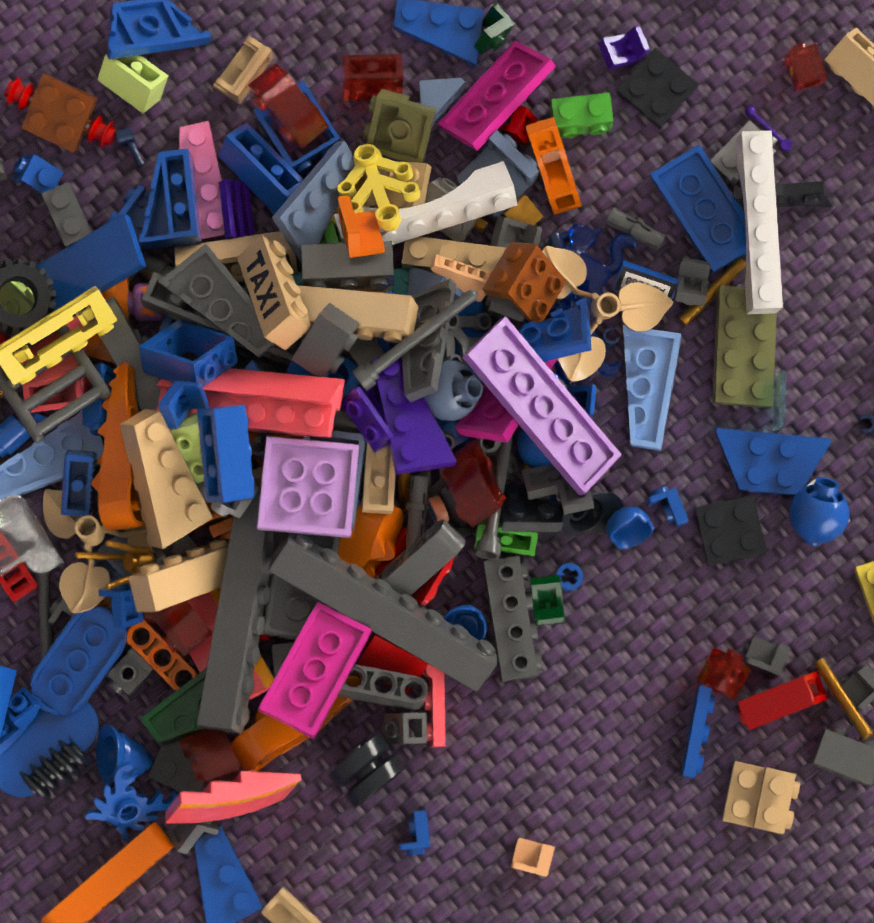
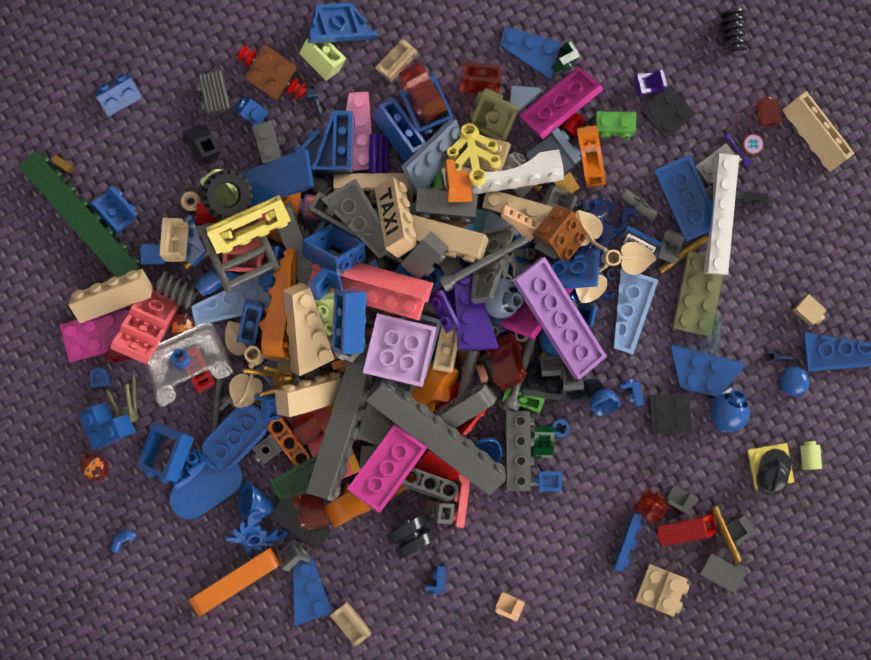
camera: 10 degrees right, 5 degrees up
(55, 768) = (211, 504): black piece -> none
(230, 799) = (328, 540): coral slope -> none
(563, 658) = (548, 481): none -> blue bracket
(789, 117) = (752, 144): none -> tile

